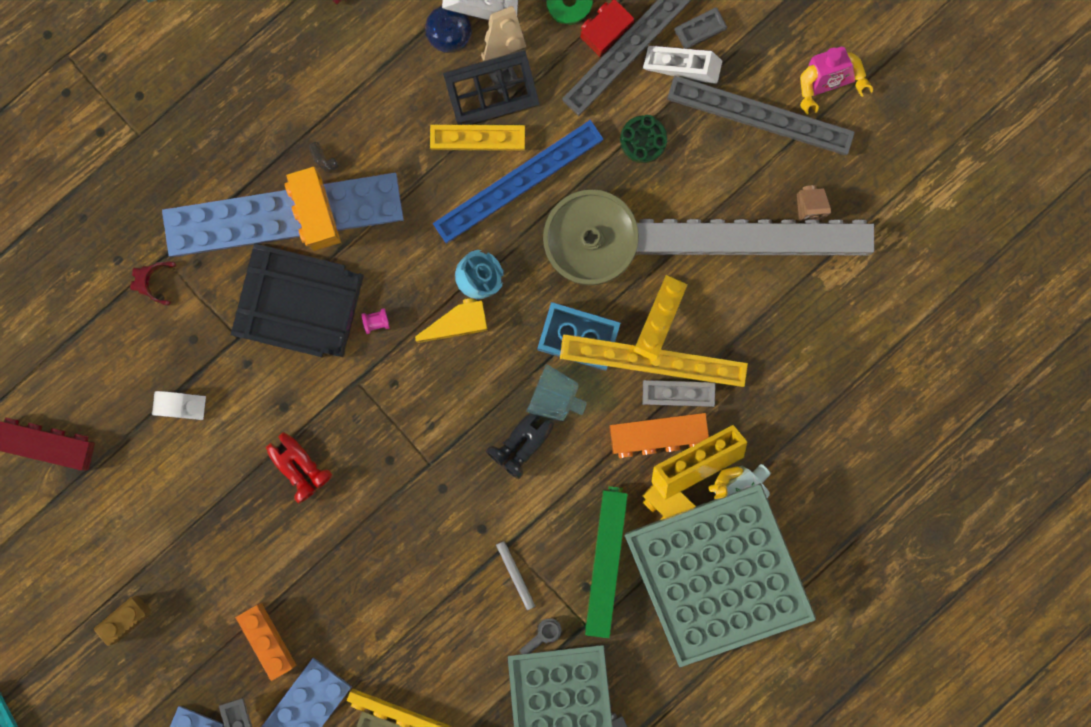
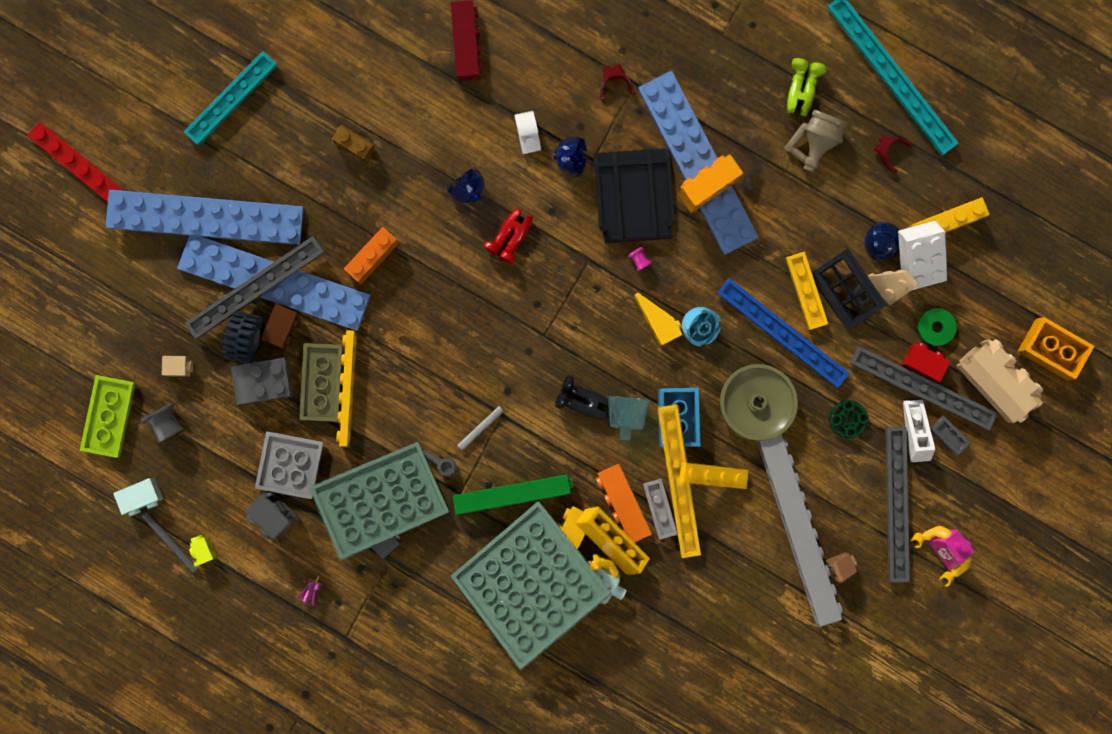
camera: 70 degrees right, 0 degrees up
(209, 56) = (800, 67): none -> lime piece
(221, 498) = (468, 187): none -> clear blue cylinder
(223, 363) = (570, 155): none -> clear blue cylinder
(299, 57) = (822, 133): none -> dark tan piece

